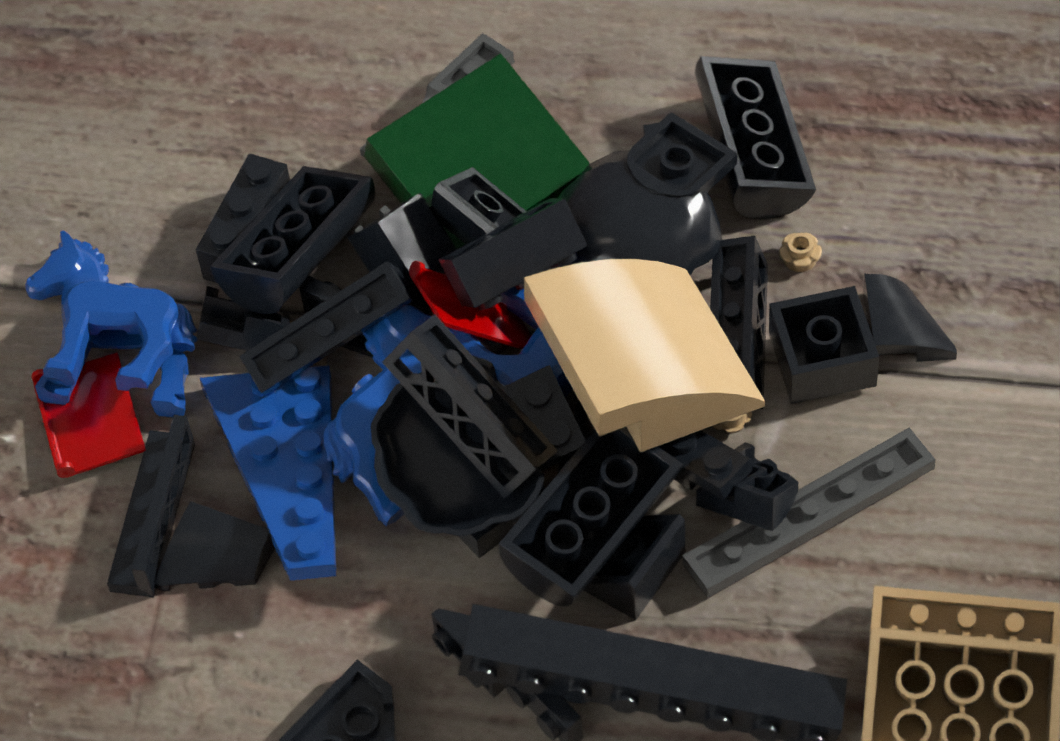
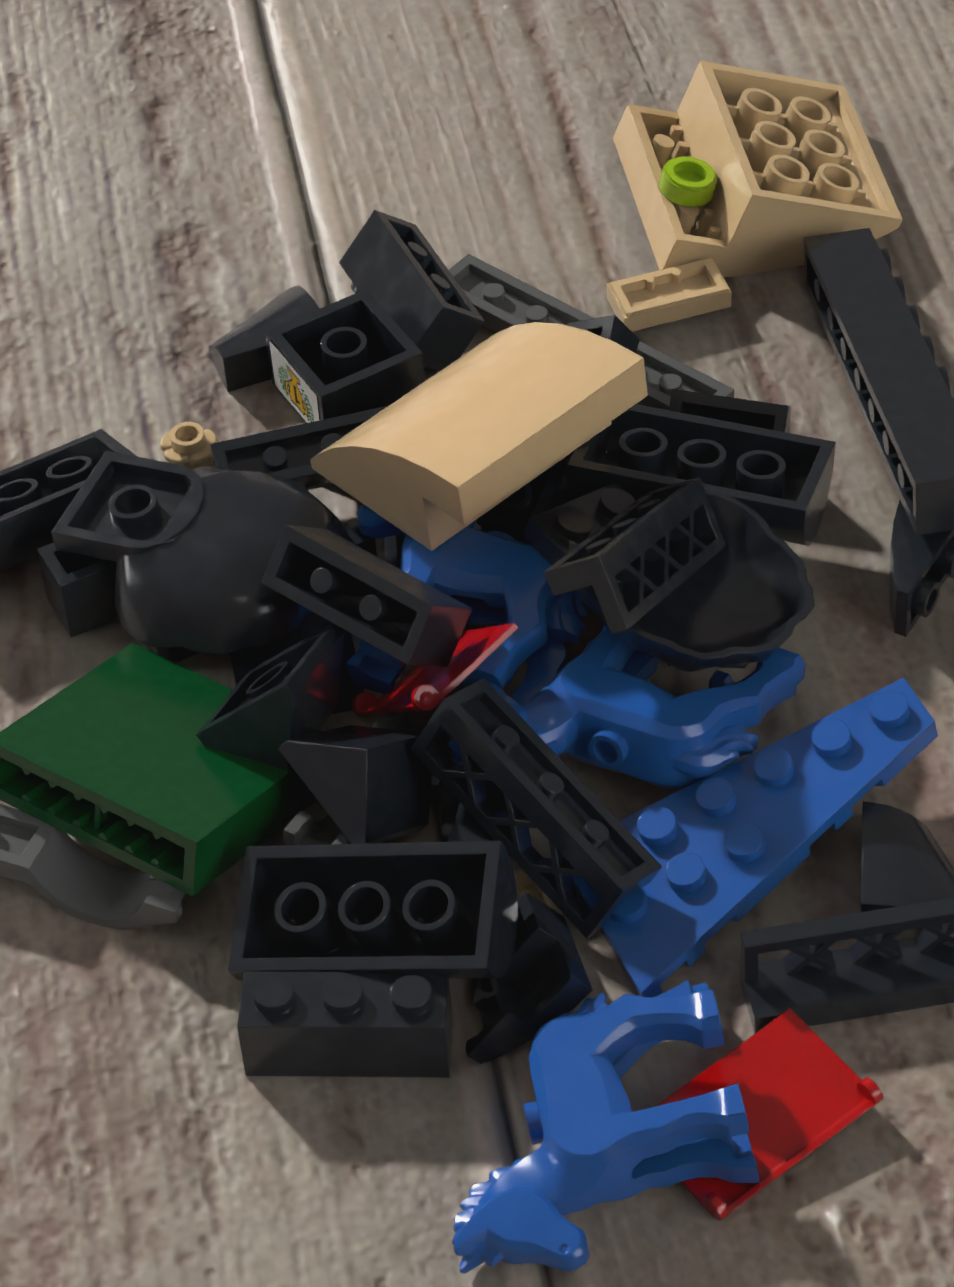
camera: 110 degrees left, 10 degrees down
(844, 587) = (669, 294): none -> tan plate
(895, 405) = (413, 287): none -> black brick
(940, 611) = (688, 181): none -> lime tile

